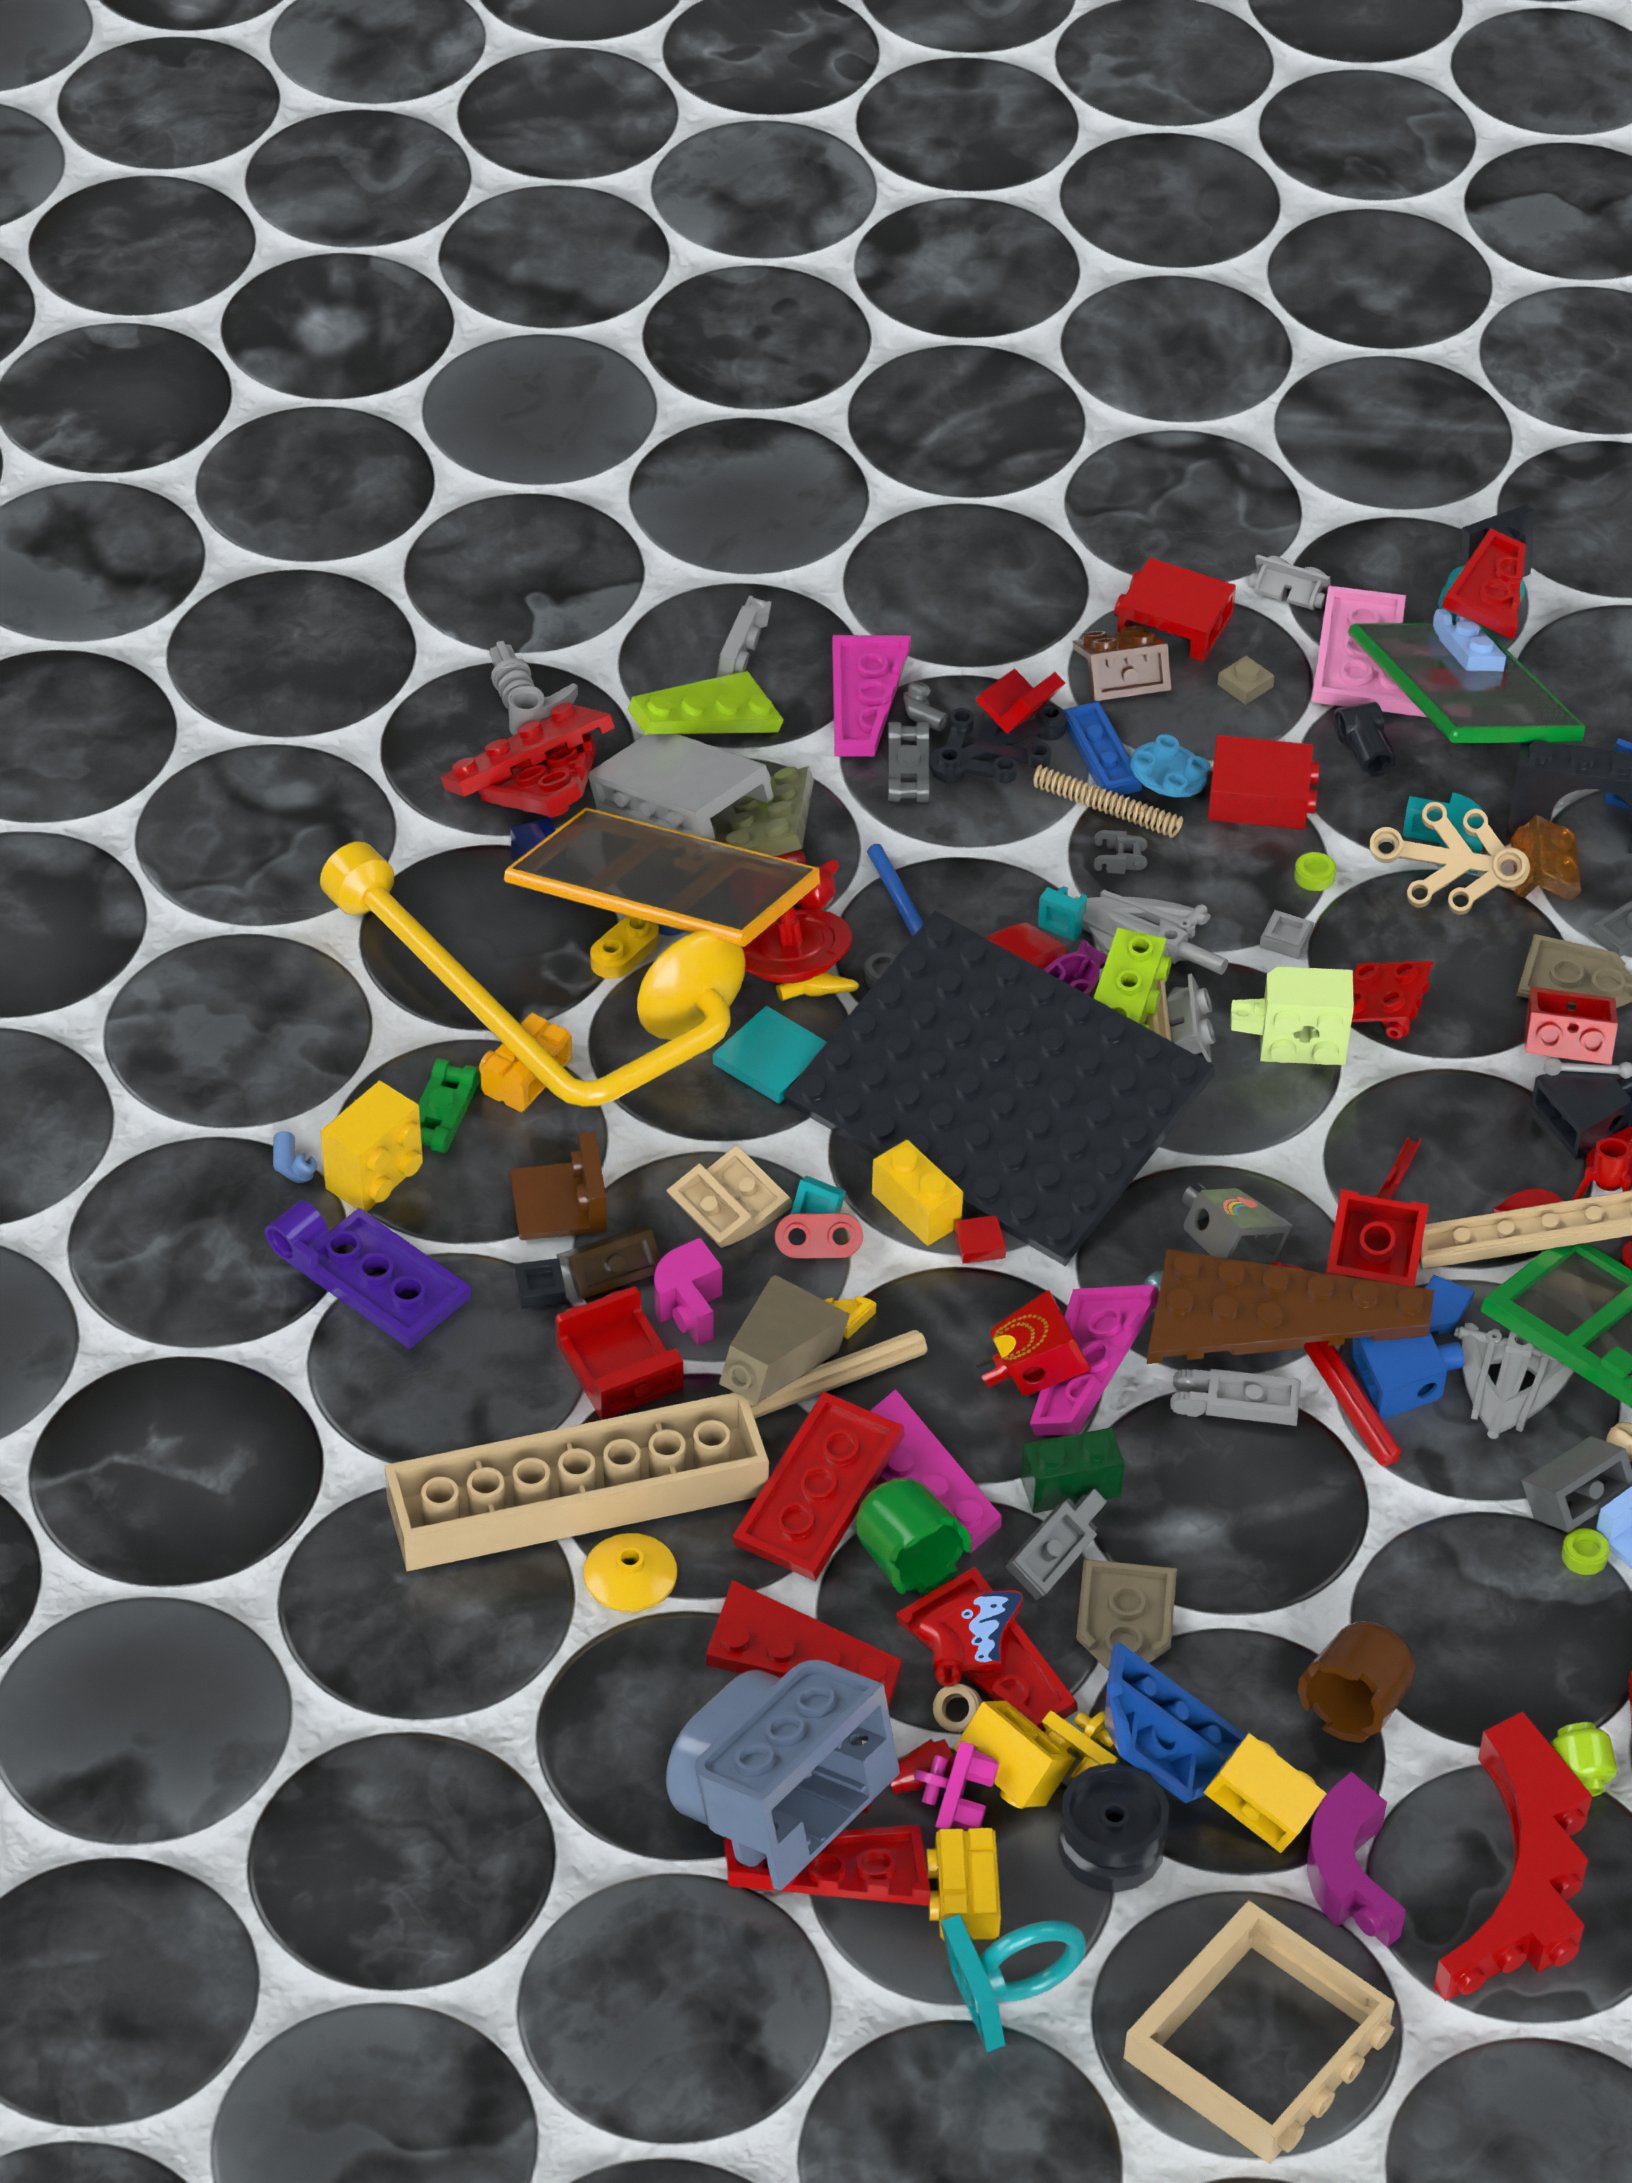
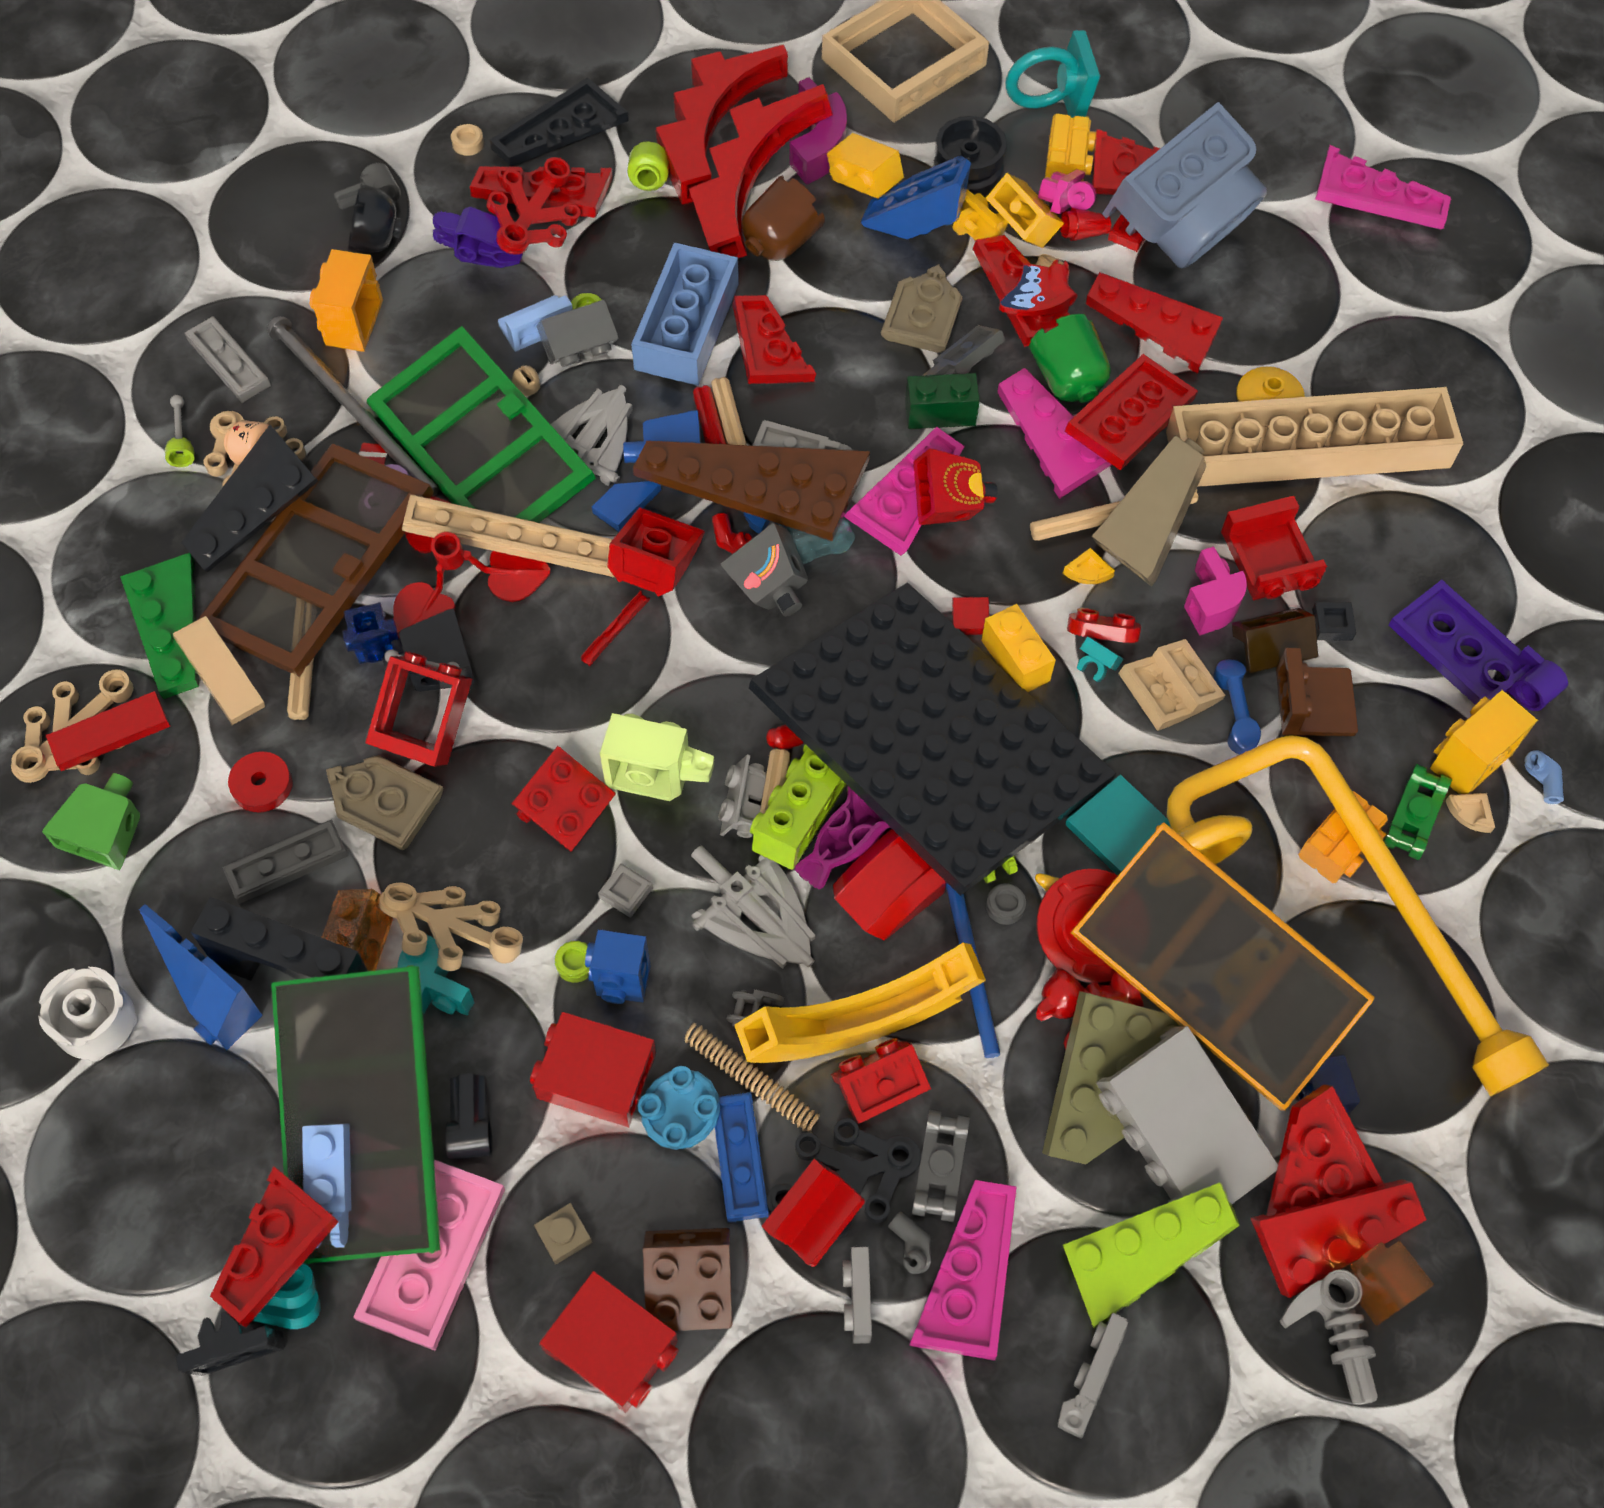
camera: 170 degrees left, 15 degrees up
(483, 703) = (1389, 1280): none -> clear orange brick
(494, 1895) = (1359, 187): none -> dark pink wing
(661, 1209) = (1245, 731): none -> blue bar
(962, 656) = (857, 1276): none -> light grey plate
(984, 812) = (881, 1079): none -> red bracket
(1028, 845) = (832, 1026): none -> yellow arch
(1062, 913) = (830, 930): teal tile -> none
(1266, 840) = (618, 966): none -> blue brick
(1275, 574) = (482, 1385): light grey hinge -> none
(1324, 1526) = (765, 344): none -> red wing
(1333, 1413) = (727, 412): none -> tan axle
(1445, 1530) = (685, 314): none -> medium blue brick
(1456, 1762) = (739, 161): none -> red arch

